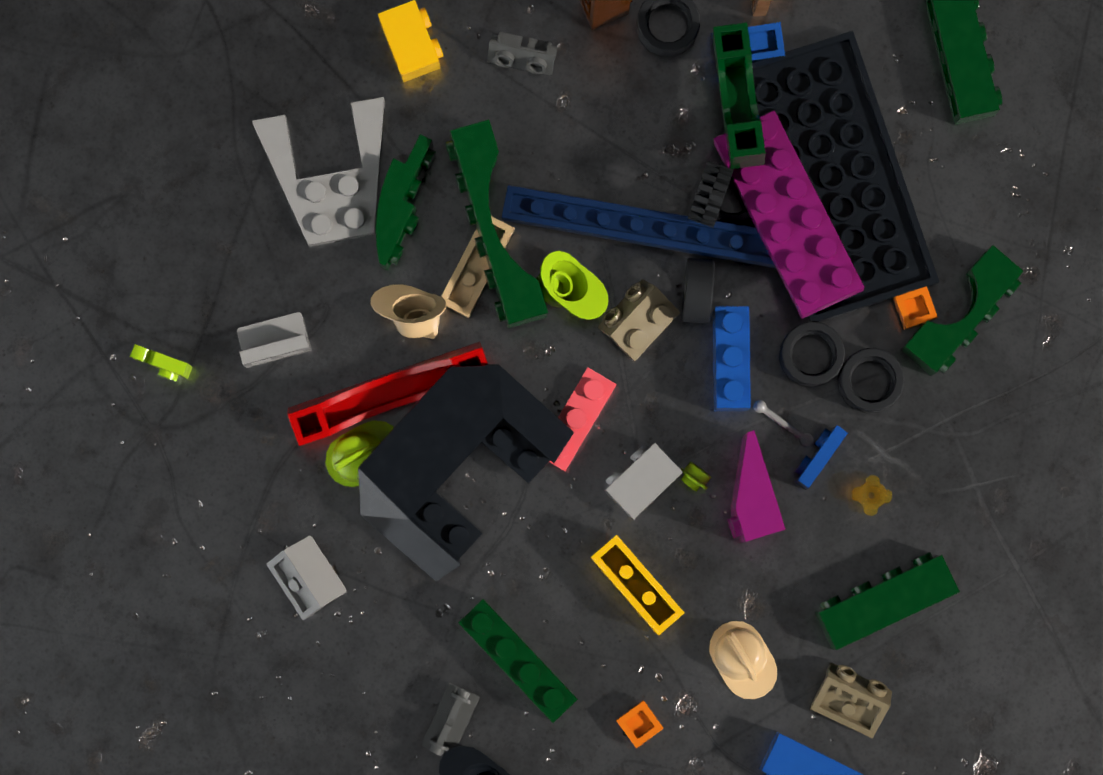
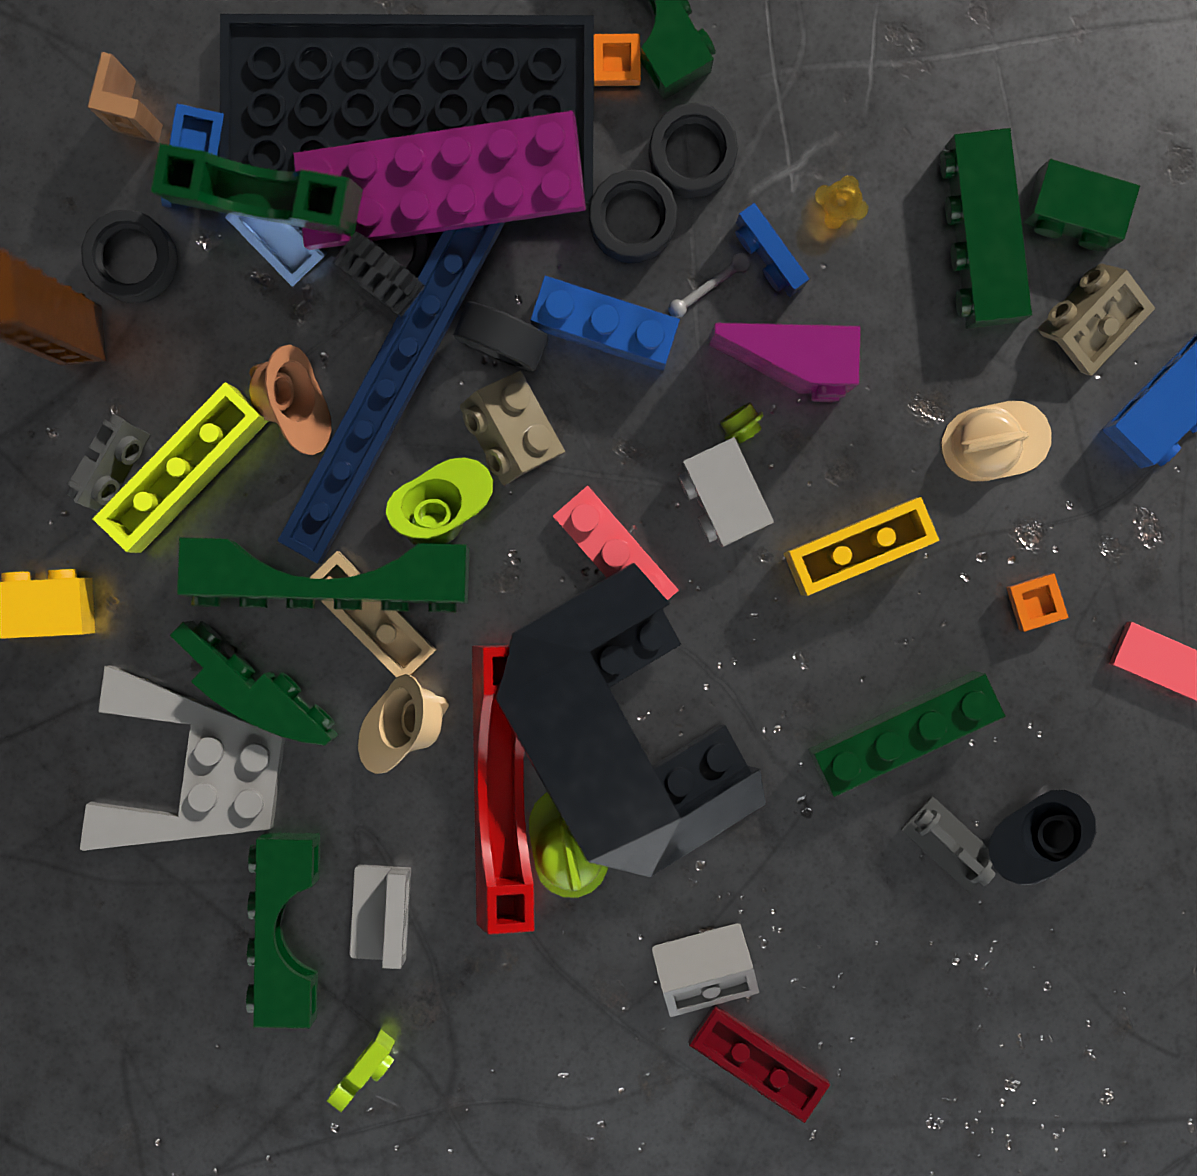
camera: 70 degrees left, 5 degrees up
(201, 289) = (283, 987): none -> dark green arch
(253, 637) = (759, 1063): none -> dark red tile
(535, 105) = (180, 469): none -> neon yellow brick
(608, 163) = (290, 396): none -> nougat piece
(708, 122) = (279, 245): none -> light blue tile
(925, 661) = (1080, 205): none -> dark green brick

